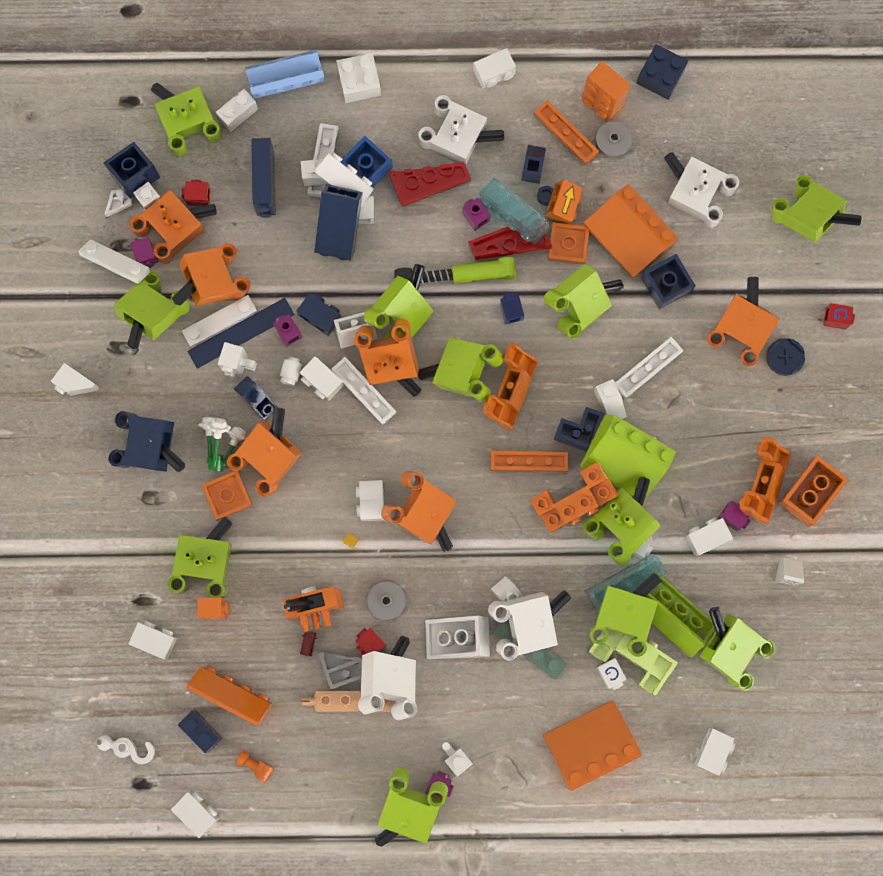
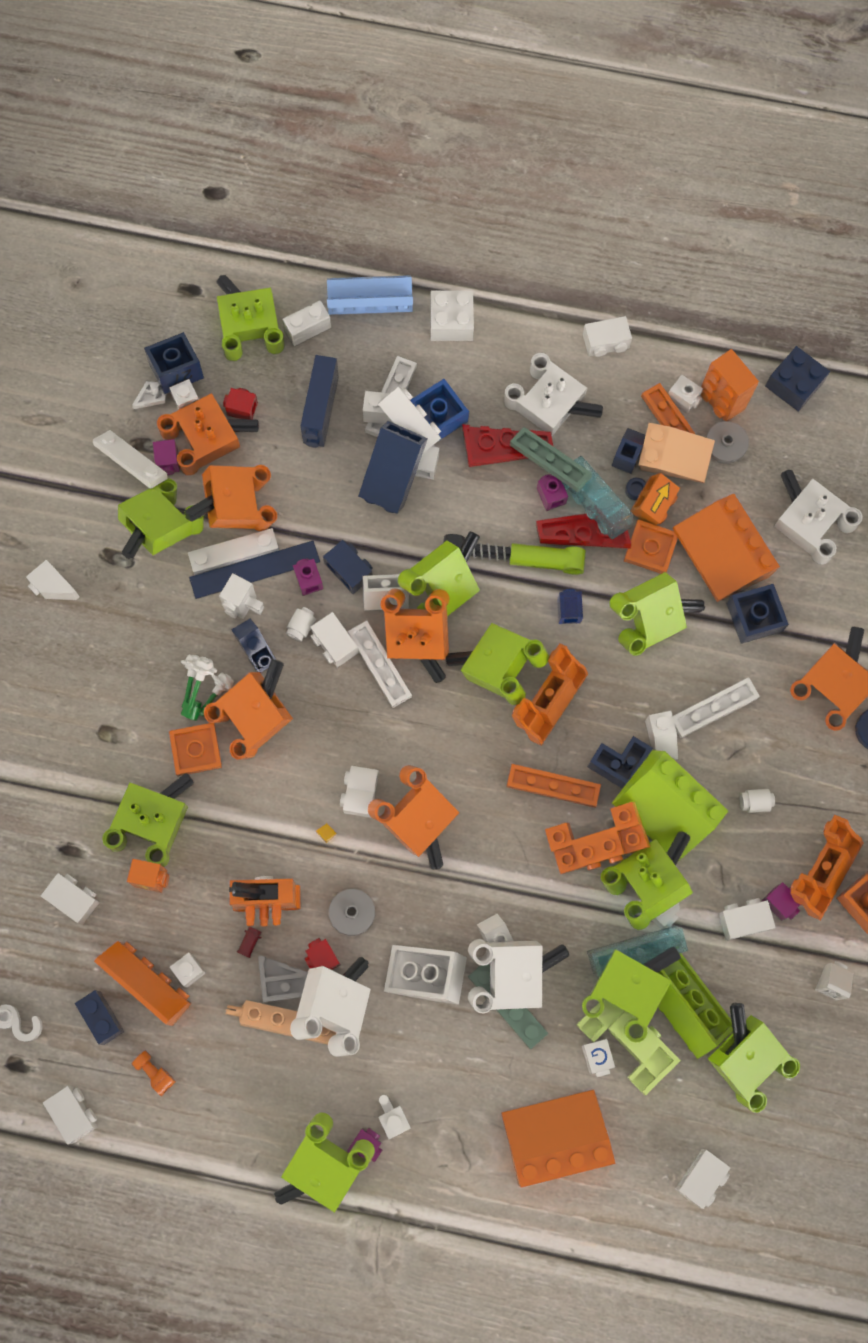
camera: 10 degrees right, 5 degrees down
(146, 444) = (117, 670): dark blue piece -> none
(263, 677) = (187, 970): none -> white brick
(469, 186) = (551, 459): none -> sand green plate
(570, 105) = (685, 394): none -> white brick
(573, 158) = (676, 453): none -> light nougat slope
(698, 437) = (757, 800): none -> white brick

